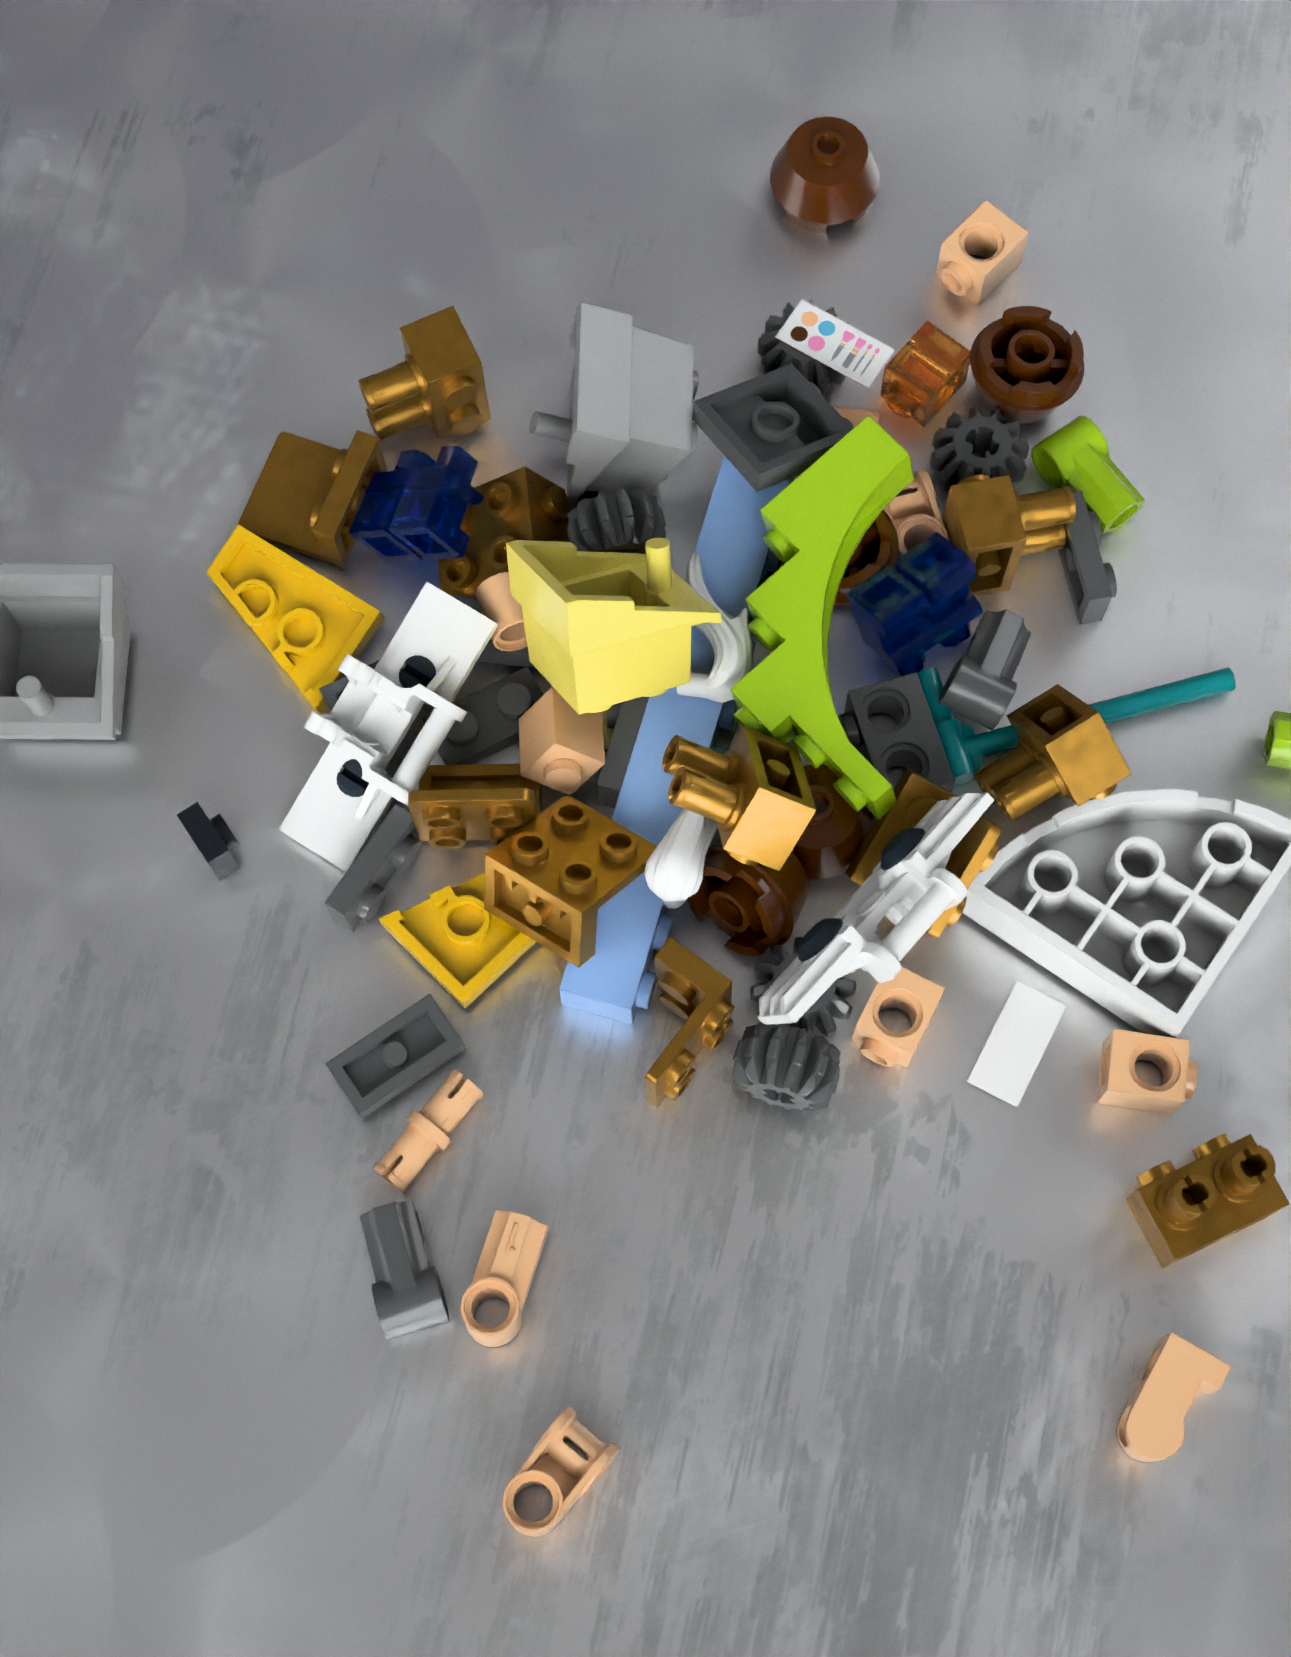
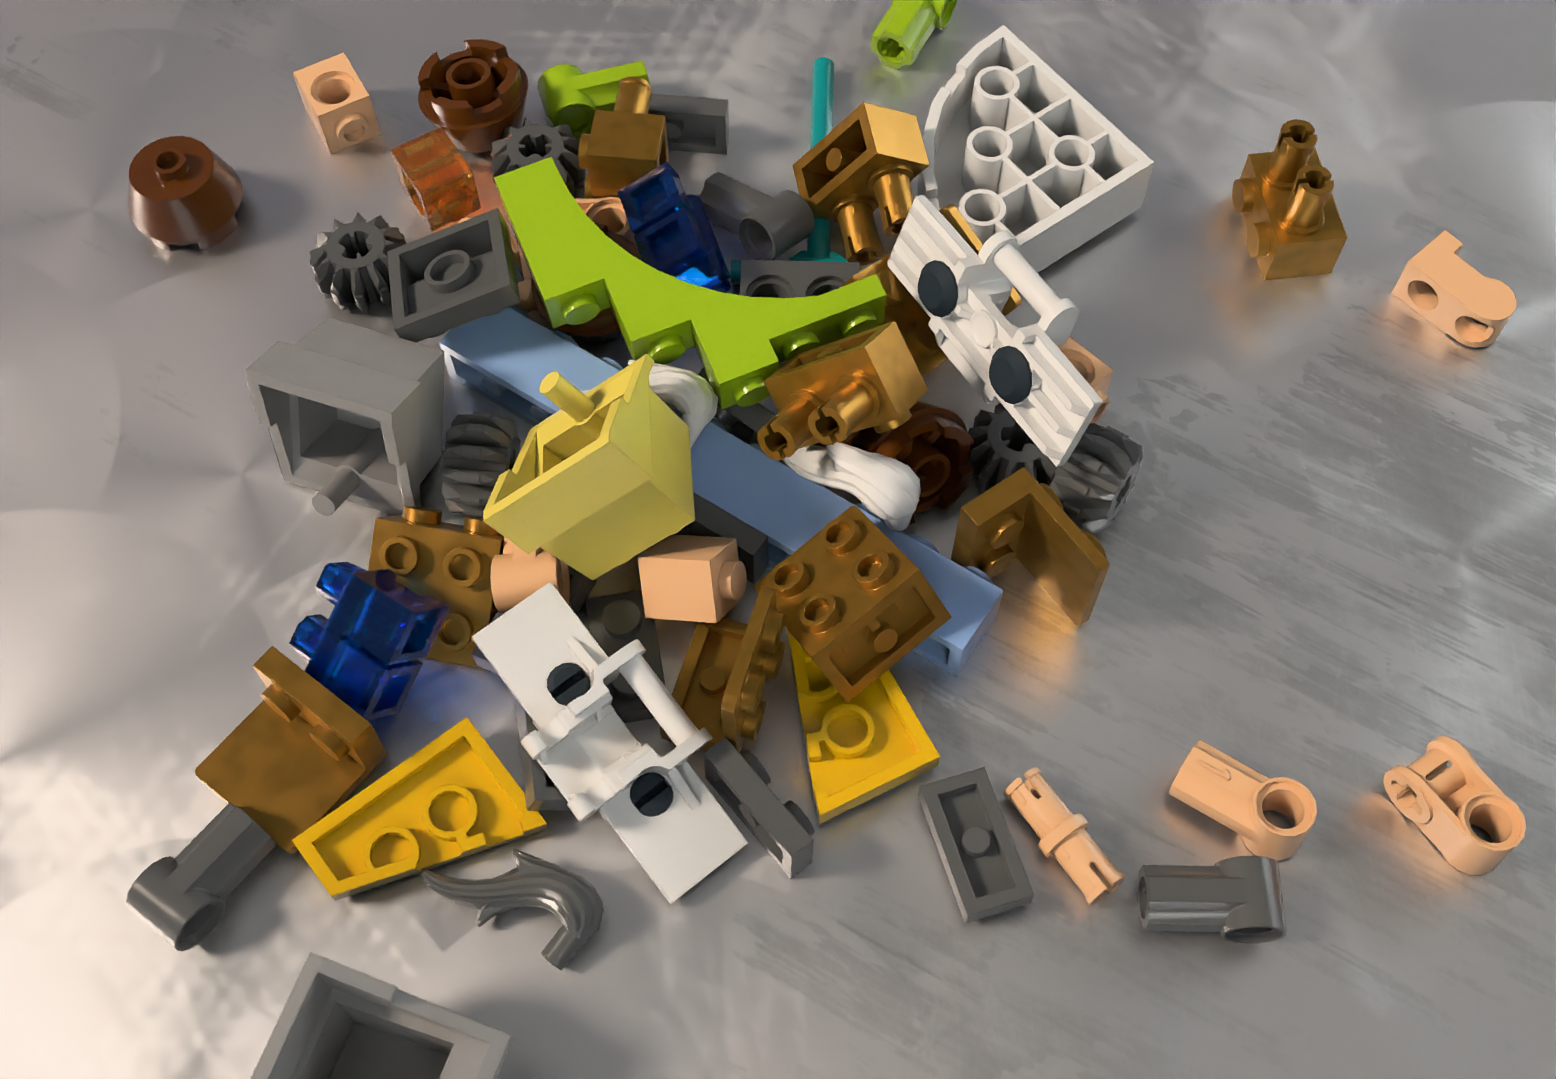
camera: 75 degrees left, 10 degrees down
(184, 469) = (187, 893): none -> dark grey piece
(212, 839) = (662, 976): black plate -> none
(260, 720) = (535, 885): none -> dark grey piece
(434, 385) = (227, 581): pearl gold brick -> none
(835, 343) = (375, 225): white sticker -> none
(1016, 1043) = (1108, 315): white sticker -> none
(1122, 1087) = (1164, 221): light nougat brick -> none

